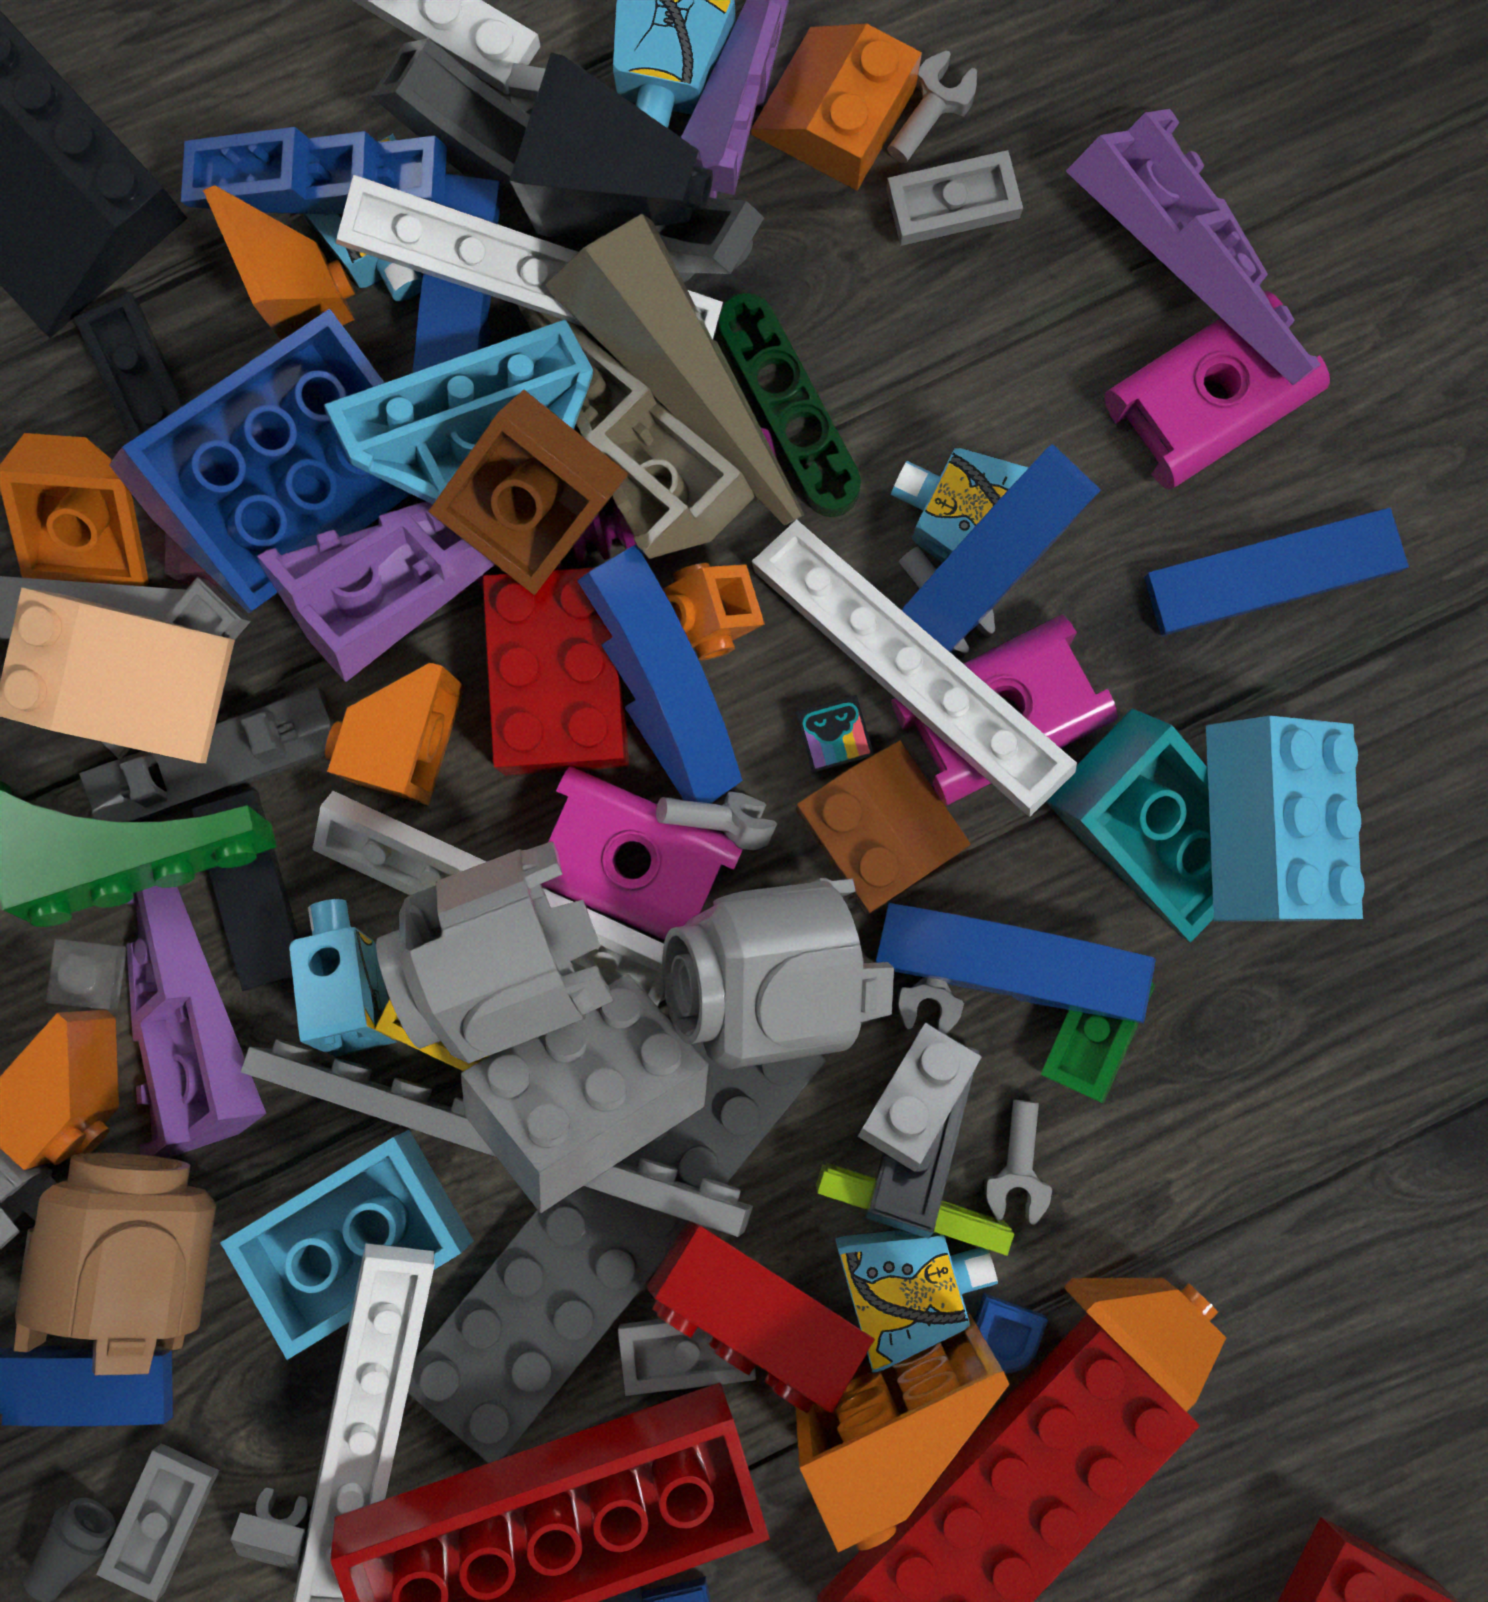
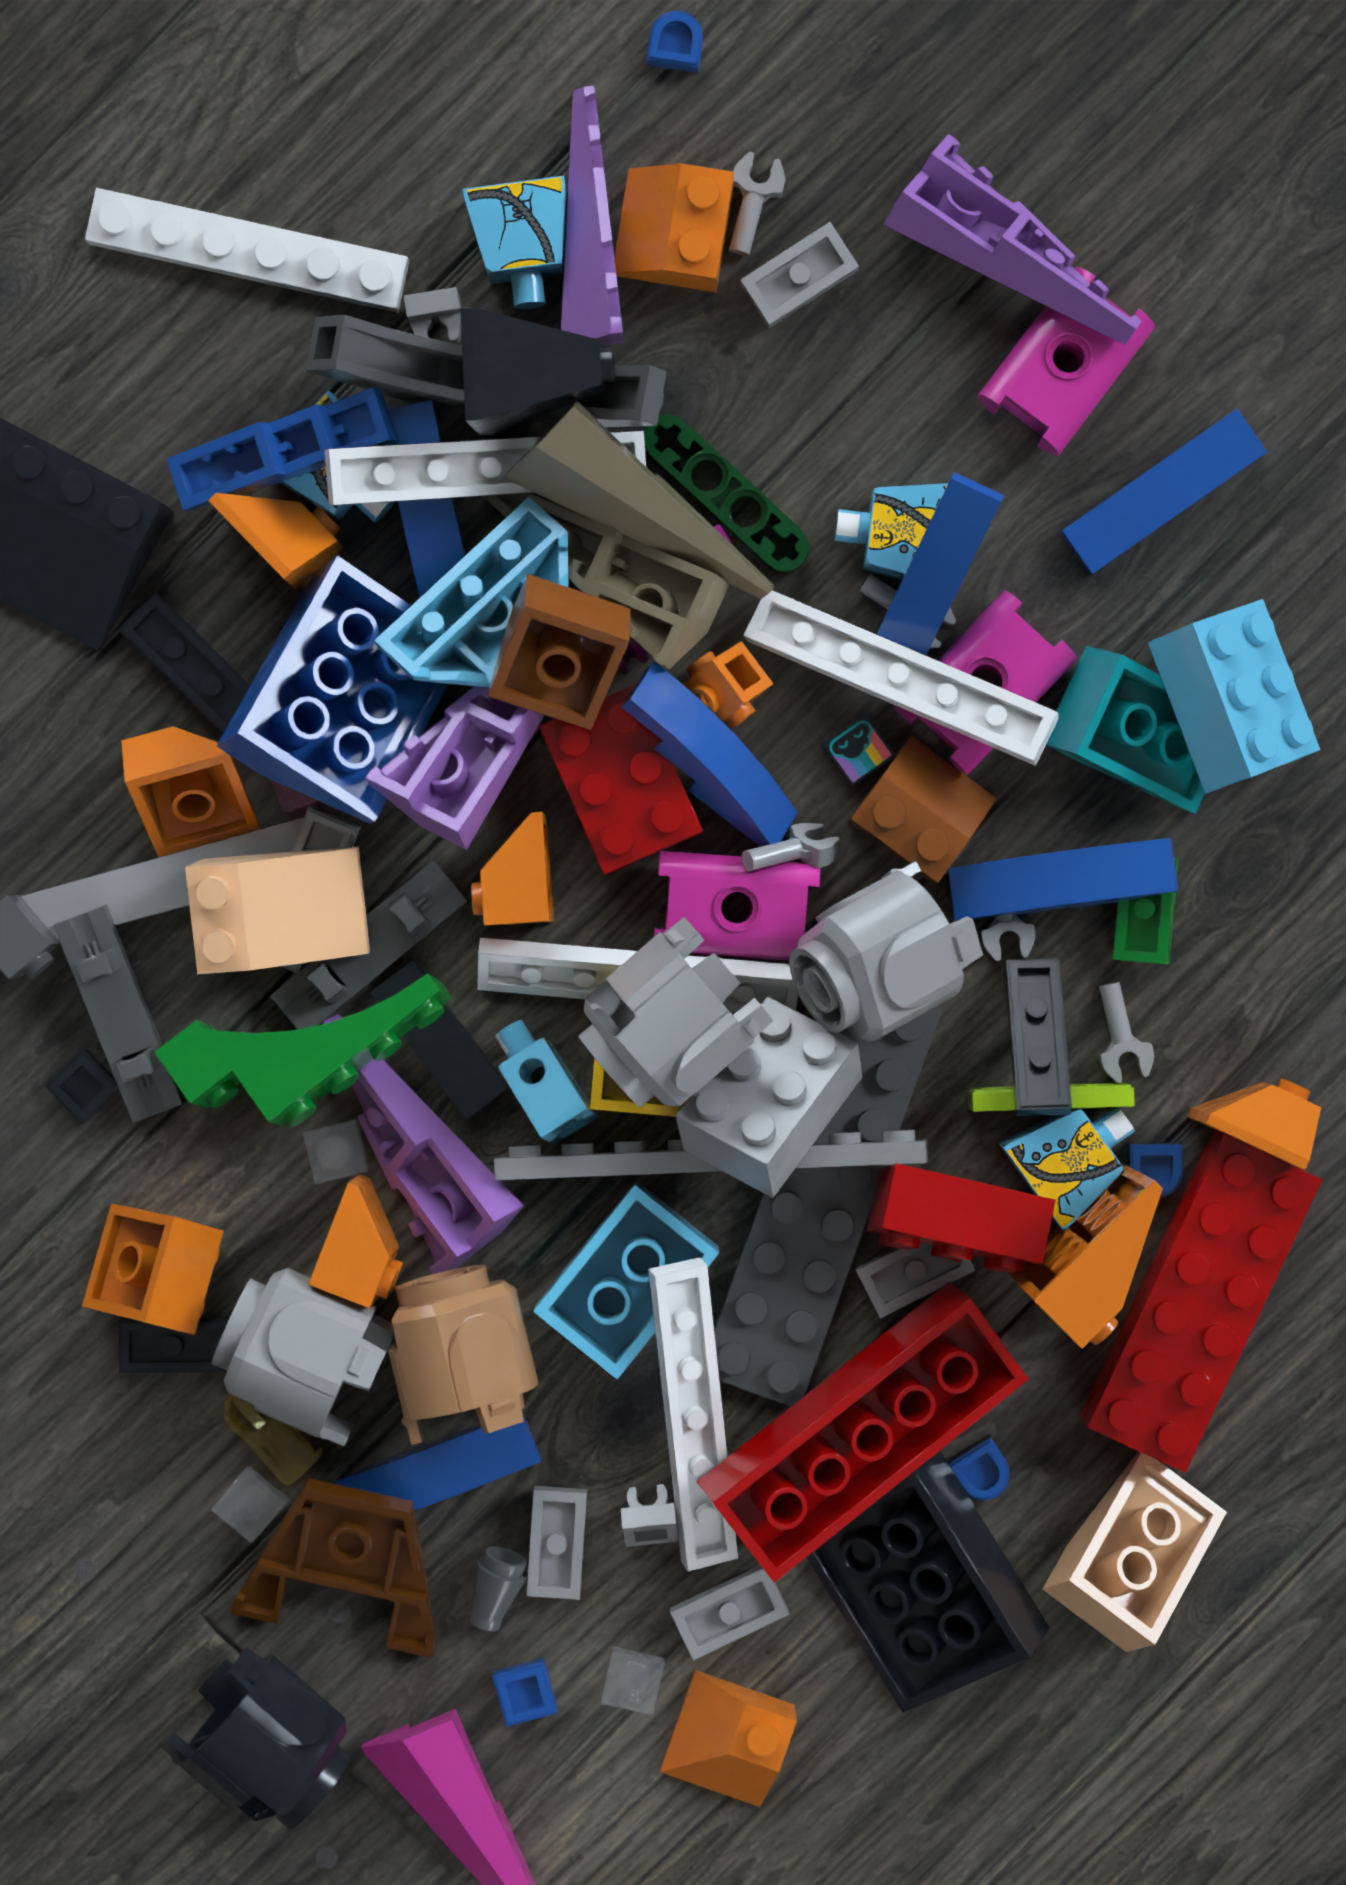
camera: 30 degrees left, 5 degrees up
(919, 1097) = (1025, 1009): light grey plate -> none

